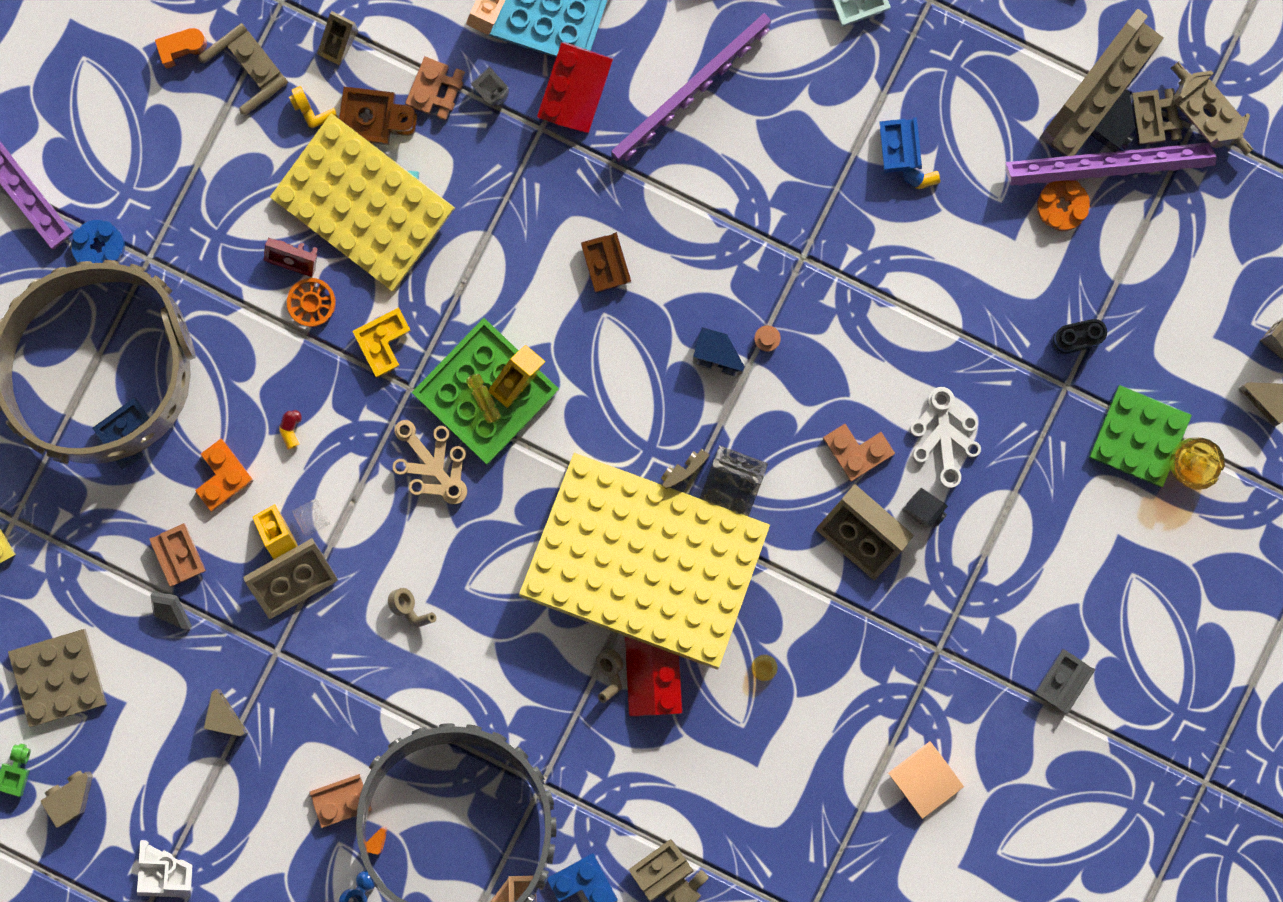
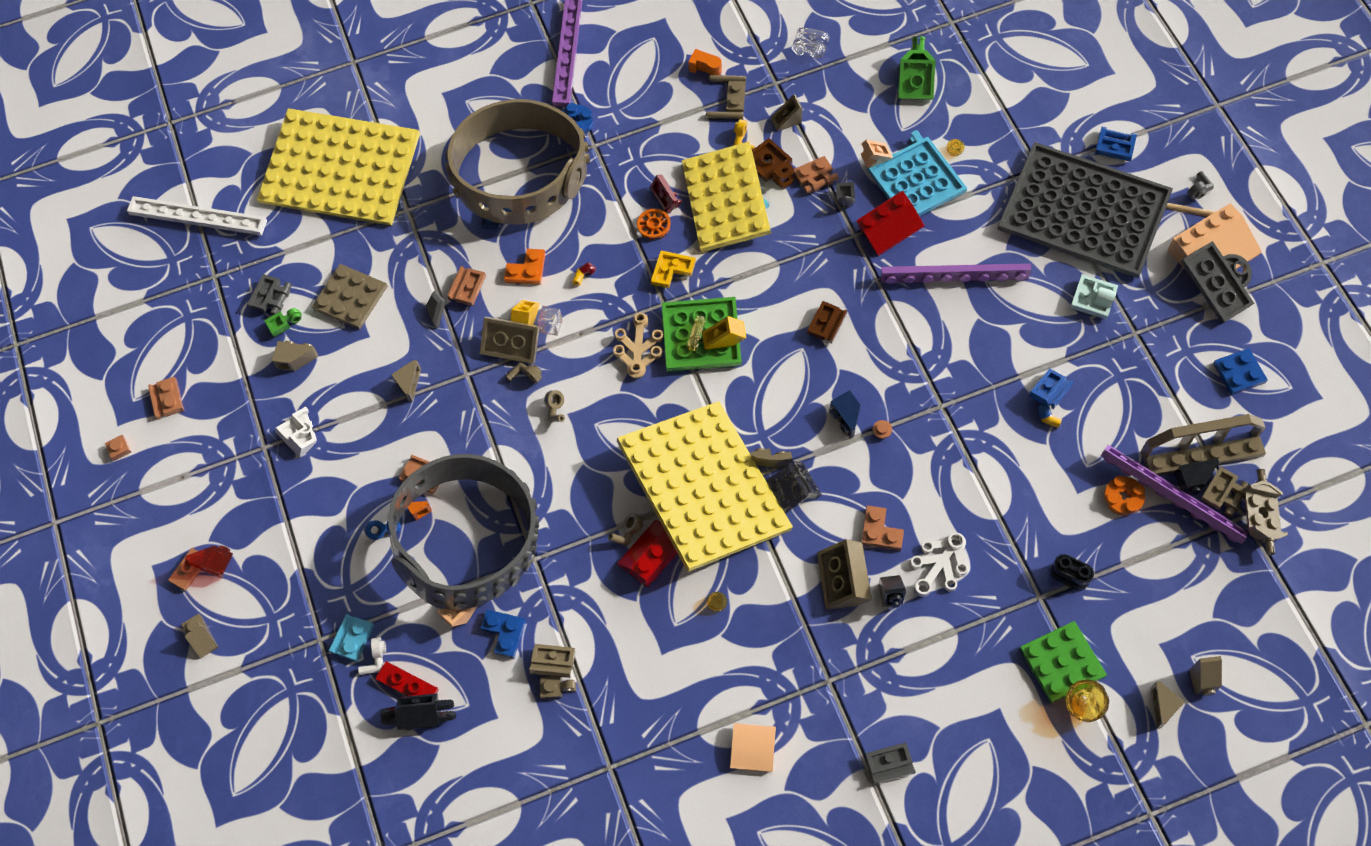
camera: 50 degrees right, 20 degrees down
(349, 591) = (531, 372): none -> dark tan plate

